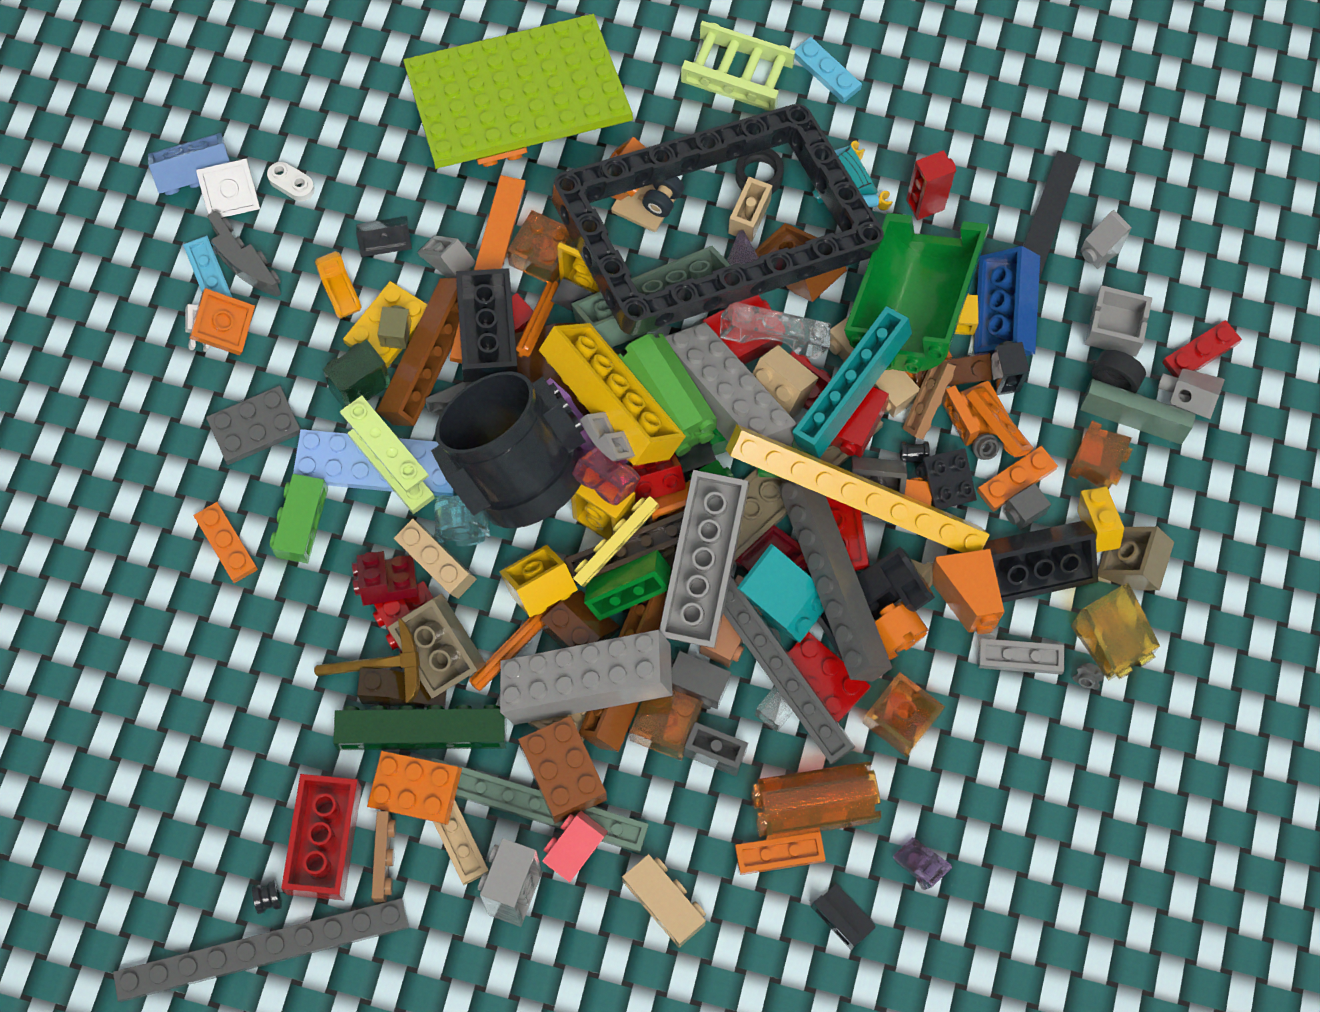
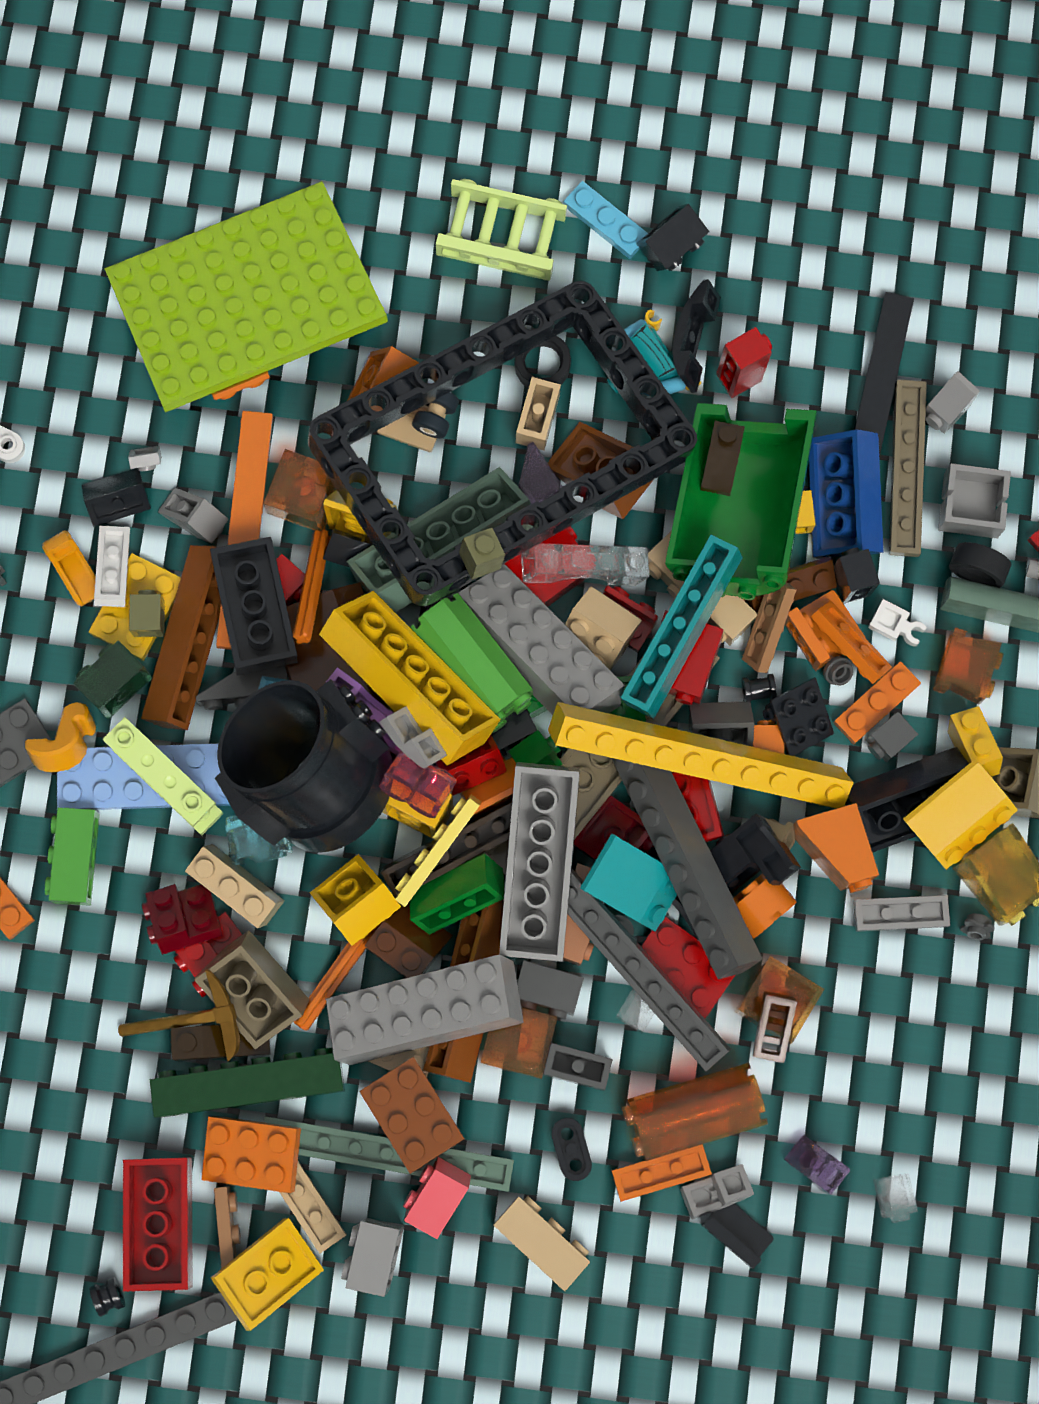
camera: 10 degrees left, 10 degrees up
(309, 424) = (69, 746): none -> light orange animal
(371, 287) = (112, 566): none -> white plate
(412, 893) = (267, 1274): none -> yellow plate
(413, 208) = (145, 458): none -> light grey plate
(687, 291) = (482, 553): none -> olive brick
(701, 823) = (571, 1149): none -> black plate
(828, 878) = (717, 1191): none -> light grey slope
(881, 87) = (673, 238): none -> black brick
(896, 146) = (700, 308): none -> black slope
(903, 257) = (722, 458): none -> dark brown slope
(904, 709) = (763, 1024): none -> slope
(991, 902) = (895, 1197): none -> clear brick
(1038, 412) = (892, 621): none -> white plate
(1063, 291) = (907, 468): none -> dark tan plate
(1081, 573) = (960, 814): none -> yellow slope

